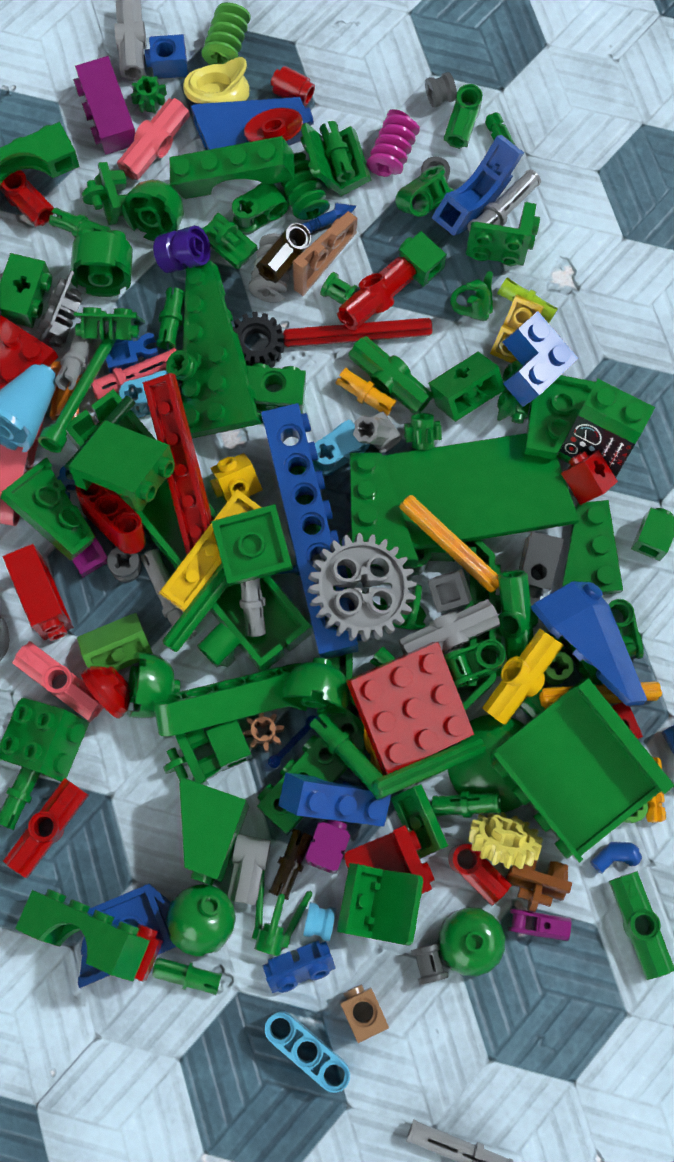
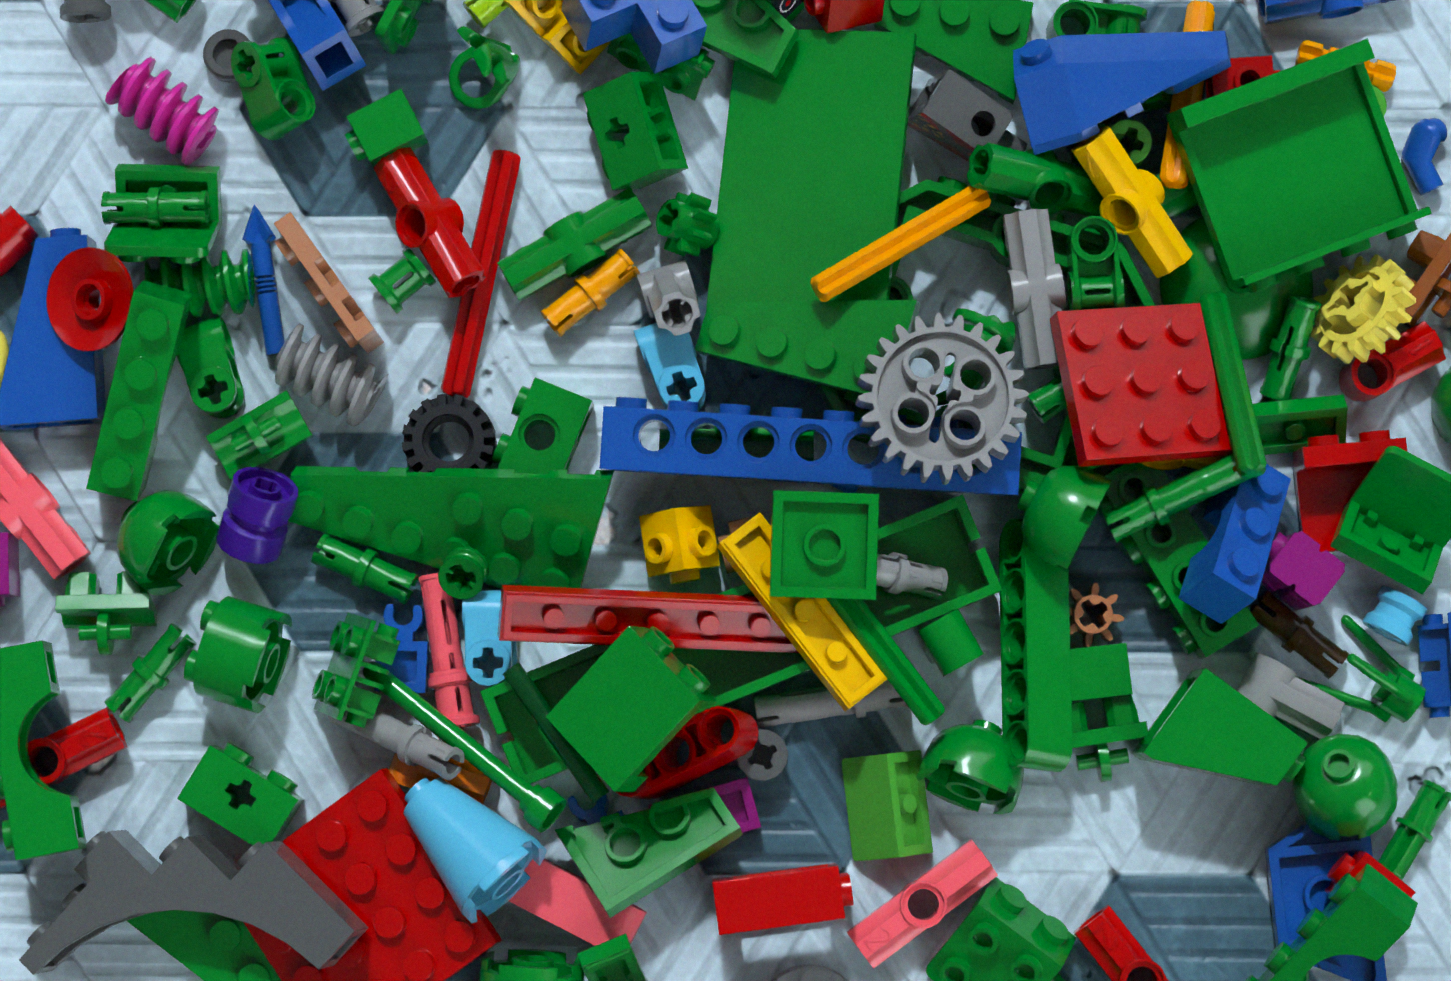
camera: 70 degrees left, 10 degrees up
(57, 320) = (281, 738): dark grey hinge -> none
(108, 688) = (962, 830): red piece -> none
(274, 761) = (1094, 540): clear blue hinge -> none
(284, 252) = (333, 352): dark brown piece -> none
(449, 590) = (976, 267): dark grey brick -> none

